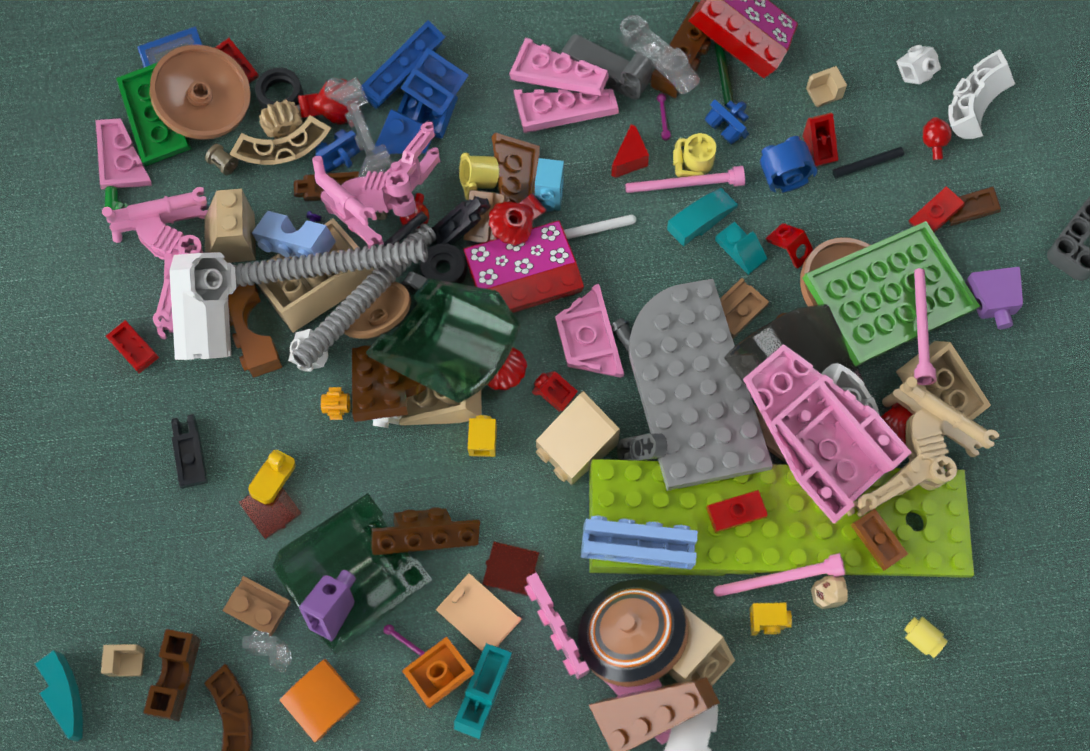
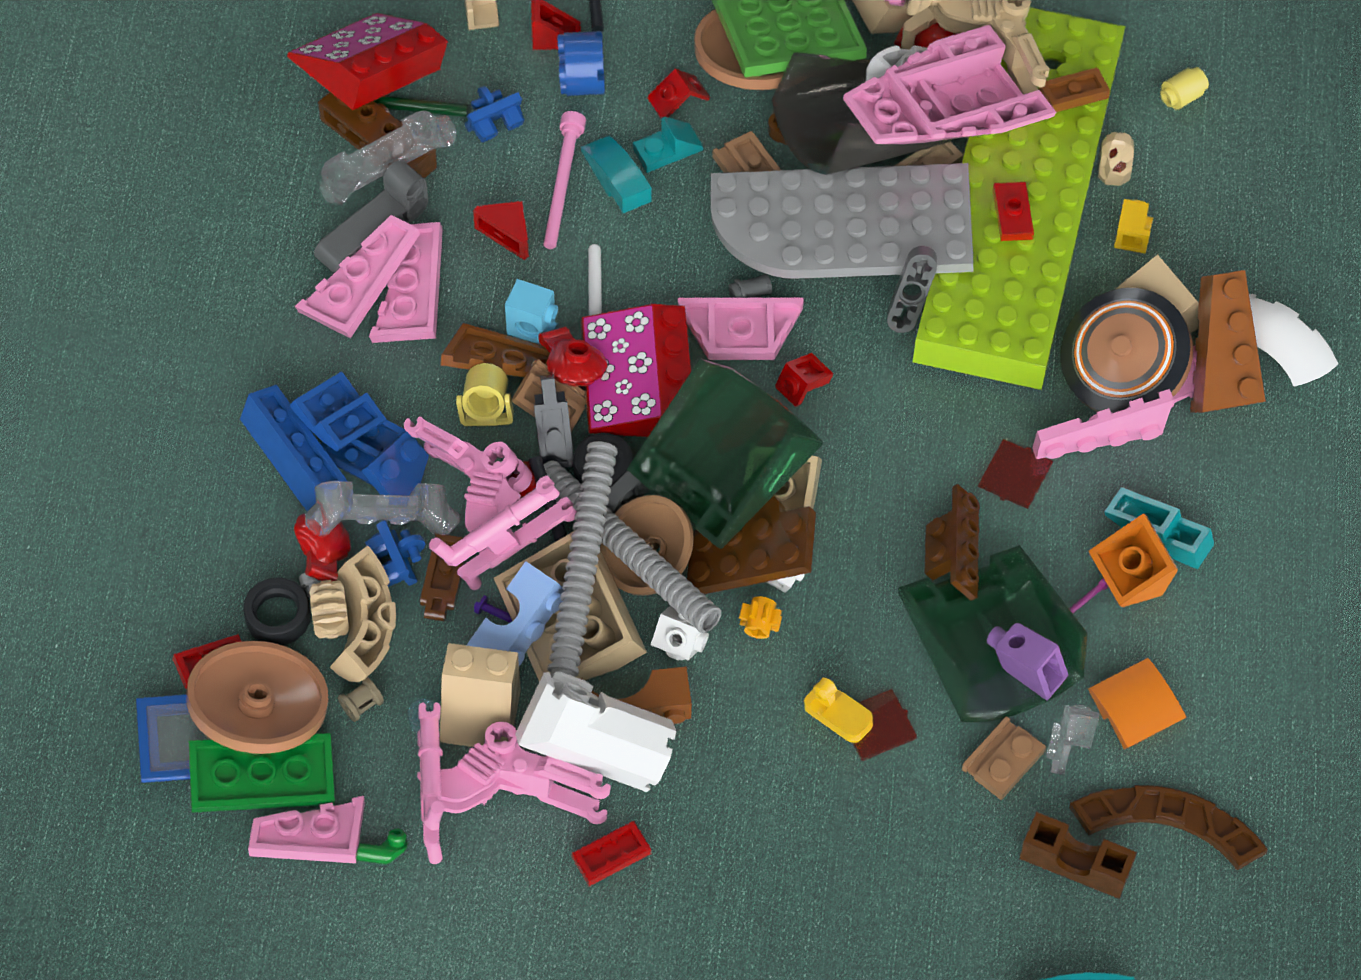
camera: 80 degrees left, 10 degrees down
(122, 660) = (1042, 921): tan panel -> none
(188, 454) = (780, 804): black hinge -> none
(478, 613) = (1063, 519): light nougat container -> none
(482, 436) = (847, 461): yellow brick -> none
(576, 438) = (877, 358): tan slope -> none
(639, 543) = (1034, 308): light blue brick -> none
(665, 135) = (486, 187): magenta hinge -> none
(697, 155) = (532, 159): light yellow piece -> none
(832, 566) = (1094, 138): bright pink piece -> none

